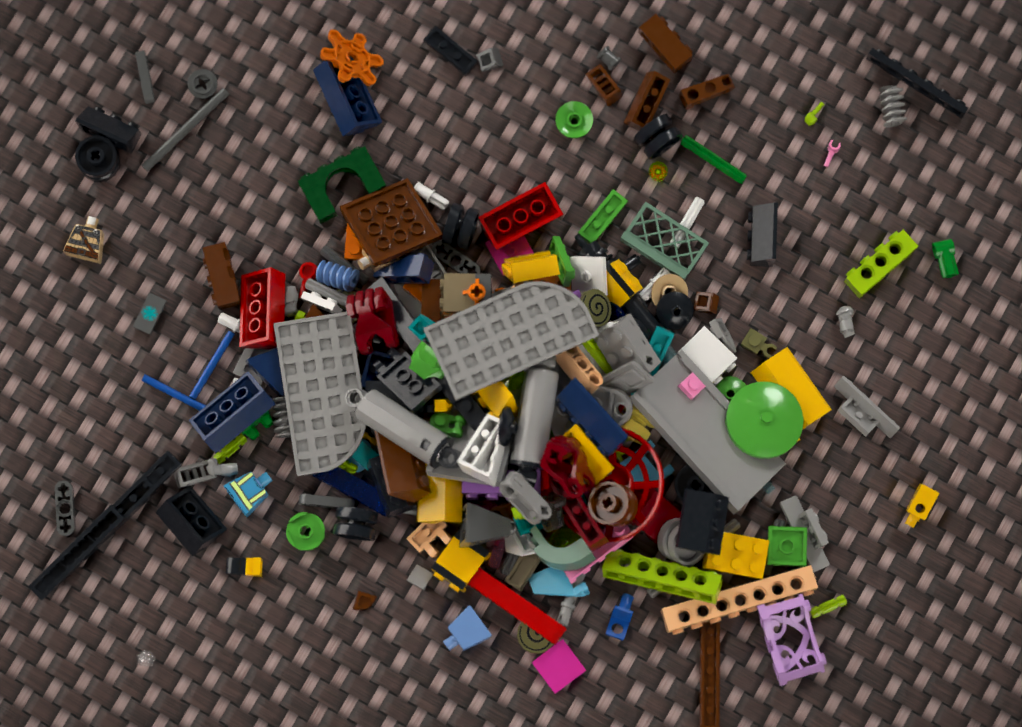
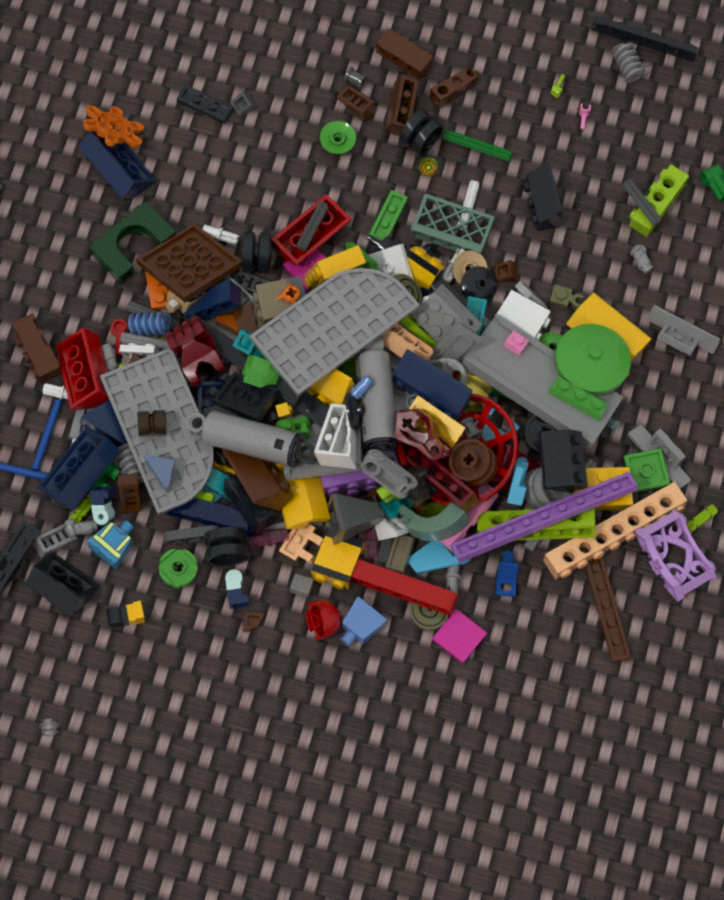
camera: 20 degrees left, 10 degrees down
(247, 450) = (101, 504): none -> leg
(275, 444) = (127, 482): none -> reddish brown slope
(310, 435) = (162, 469): none -> sand blue slope
(311, 386) = (151, 423): none -> dark brown wheel
(353, 567) = (233, 584): none -> leg
(399, 524) = (269, 538): none -> clear pink axle
(432, 618) = (323, 619): none -> red cylinder
(517, 407) = (361, 387): none -> medium blue pin
(521, 214) = (312, 226): none -> dark grey axle
(620, 471) = (471, 430): none -> dark grey bush
(652, 534) = (518, 487): none -> medium azure slope
(669, 574) = (544, 517): none -> medium lavender plate
(737, 458) = (578, 398): none -> bright green plate
(861, 264) = (642, 202): none -> dark grey axle

